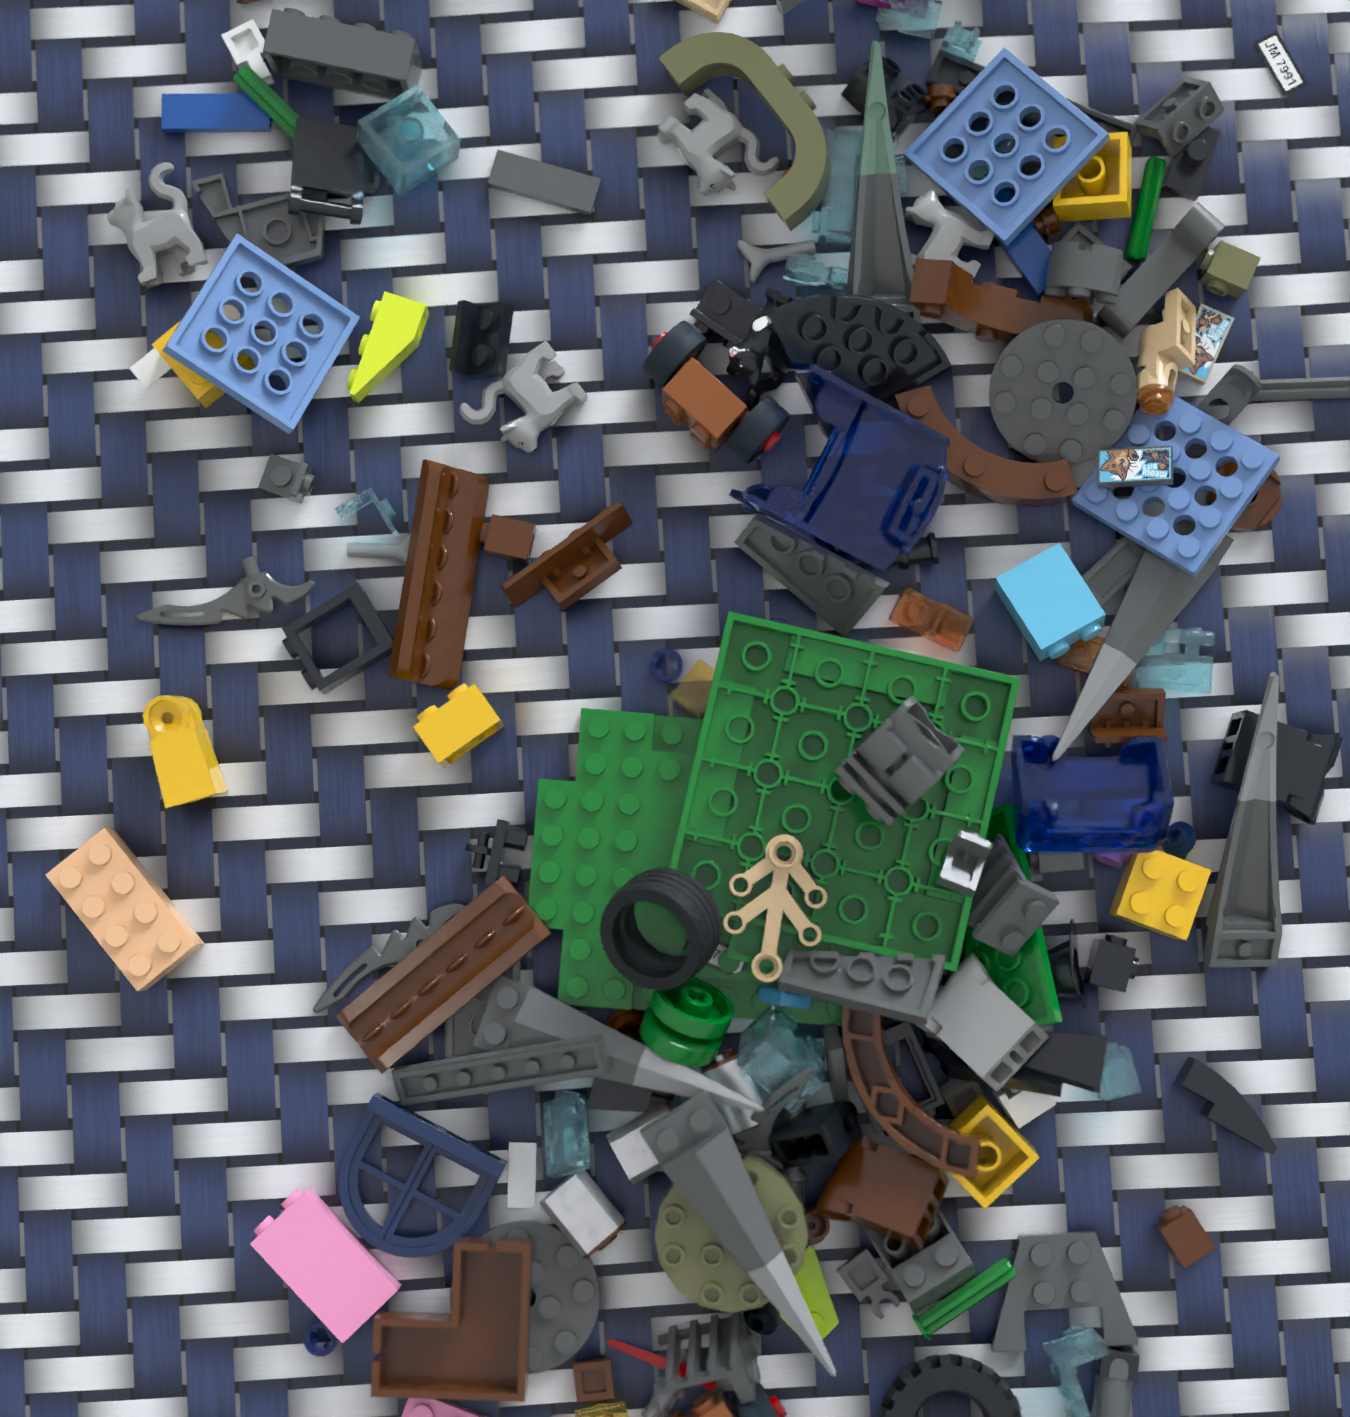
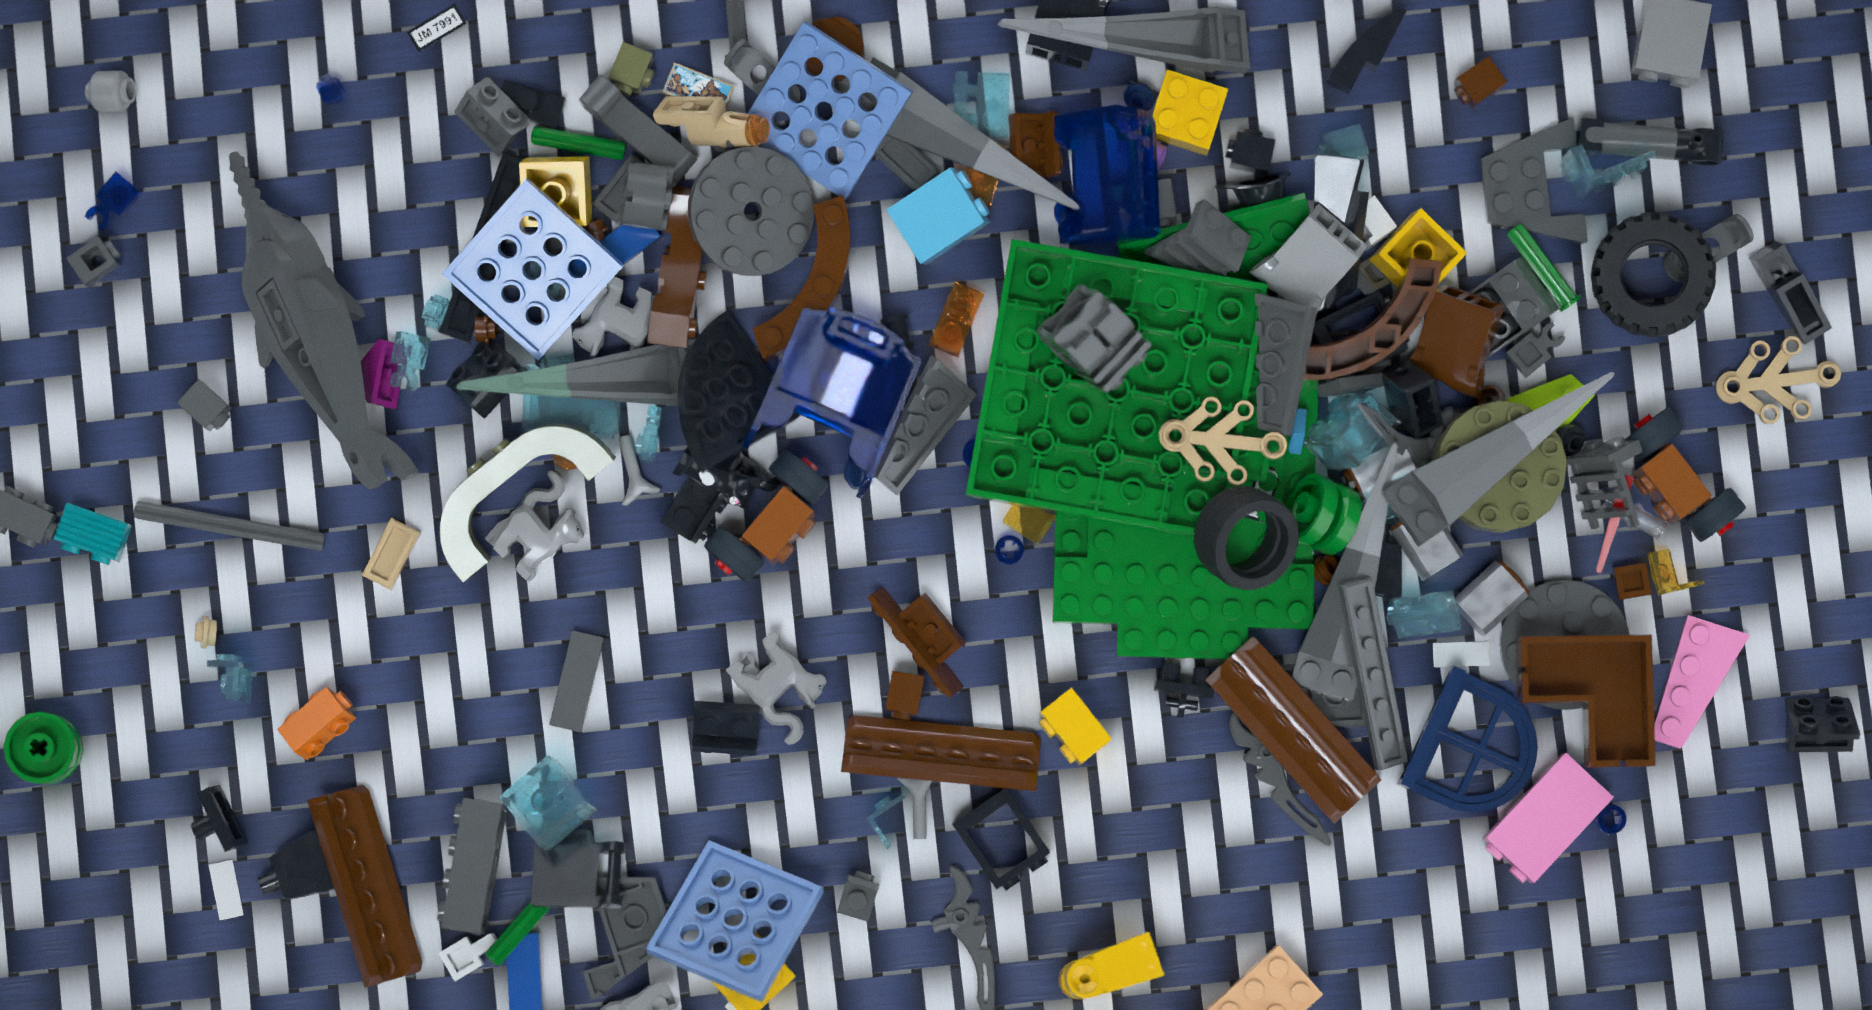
camera: 90 degrees left, 0 degrees up
(392, 339) = (725, 807): neon yellow slope -> none
(964, 862) = (1175, 281): dark grey bracket -> none
(1135, 467) = (816, 145): tile -> none

